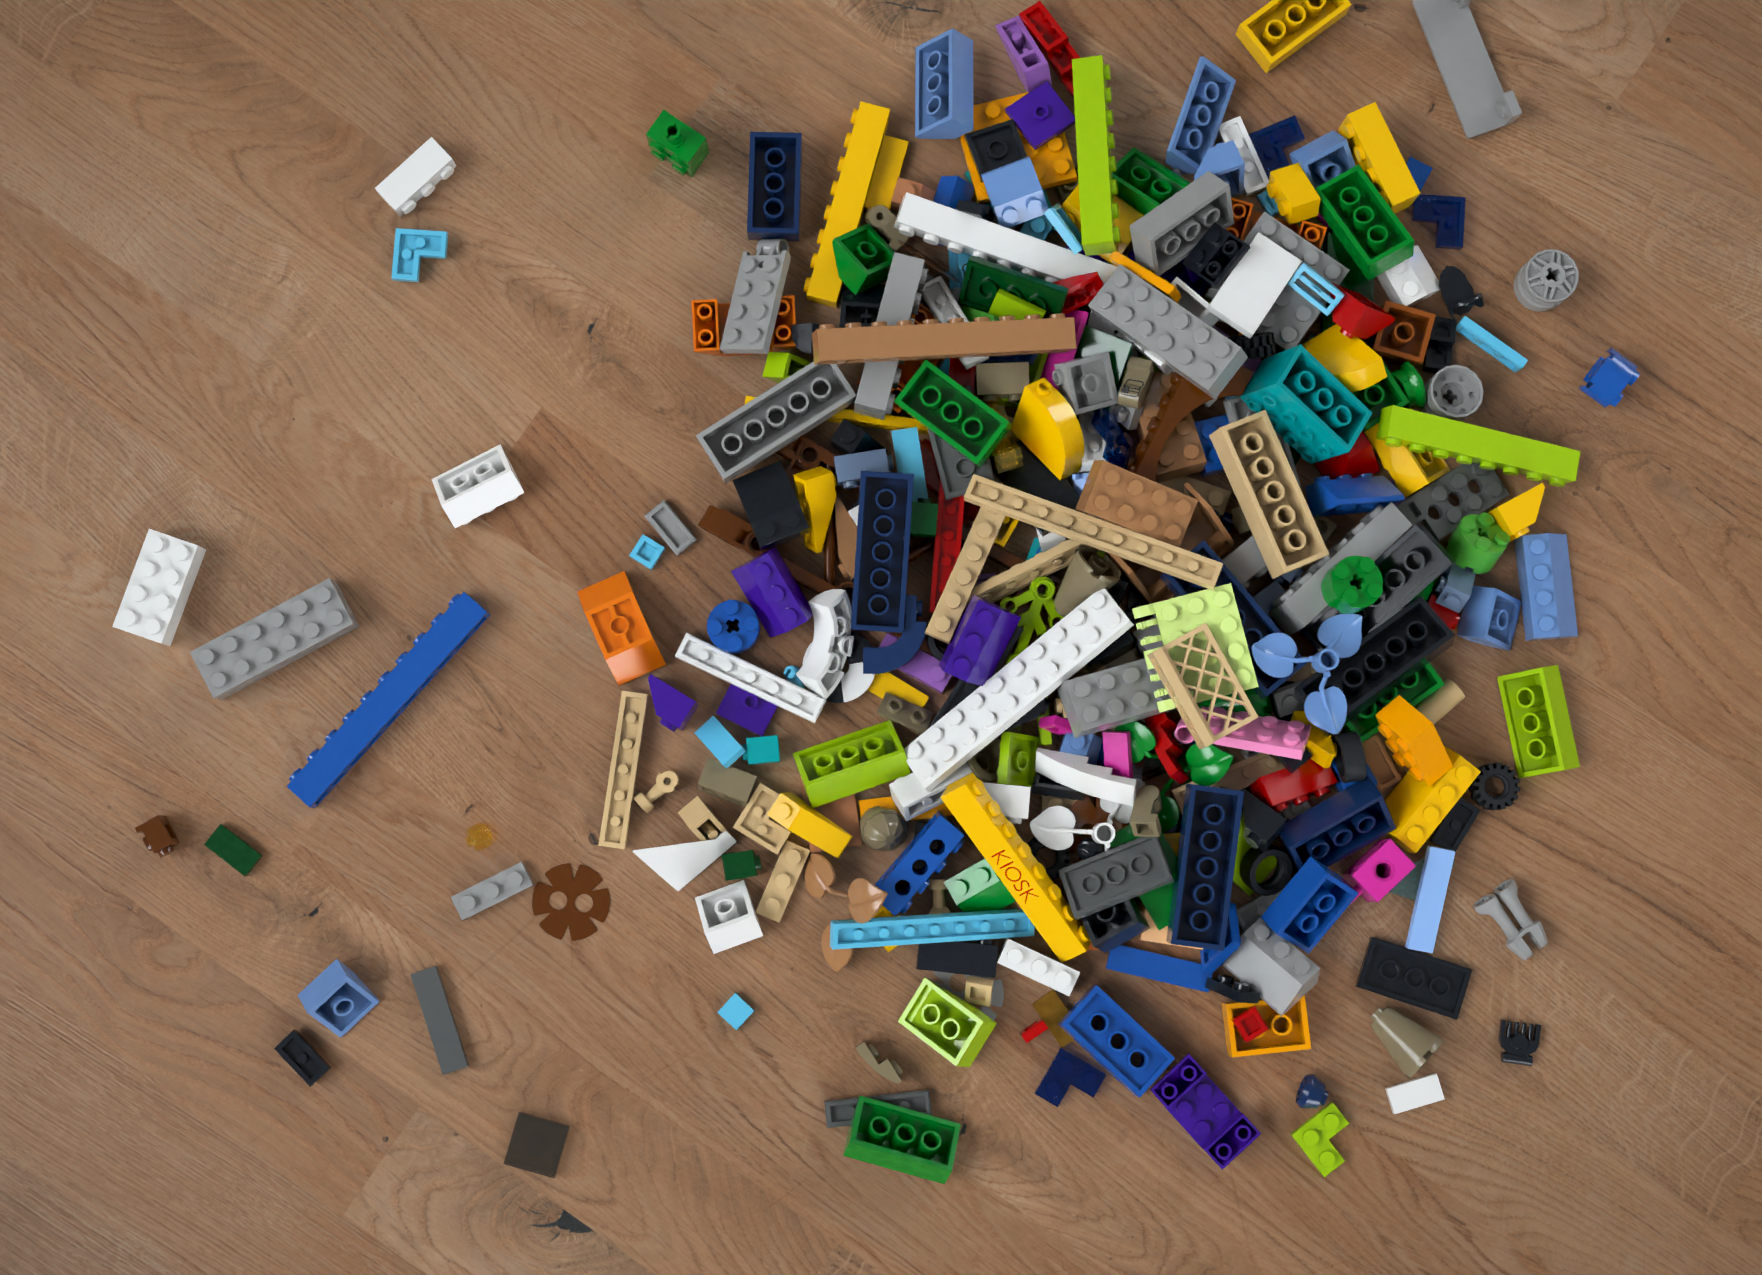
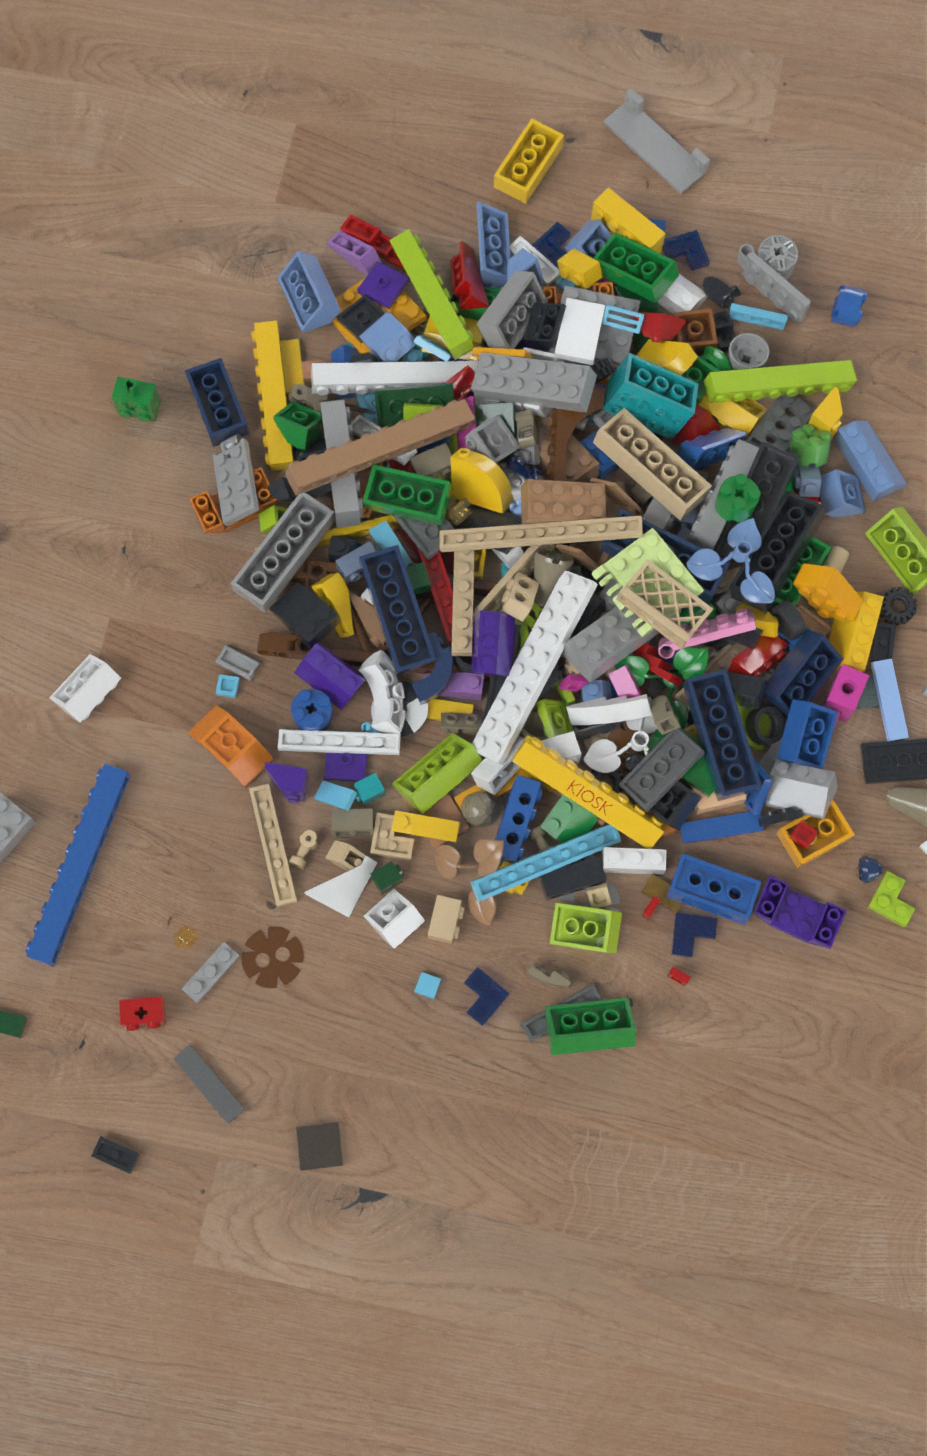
camera: 20 degrees left, 10 degrees down
(337, 998) = (125, 1098): medium blue slope -> none
(383, 896) = (132, 1007): none -> red brick
(782, 881) = (423, 877): tan plate -> none
(787, 944) = (445, 918): none -> tan brick
(803, 1052) = (490, 996): none -> clear blue plate
(1030, 1124) = (678, 976): none -> red tile
(1035, 596) = (520, 596): none -> tan brick
(1148, 150) = (467, 279): none -> red wedge
(1526, 311) = (772, 284): none -> light grey hinge

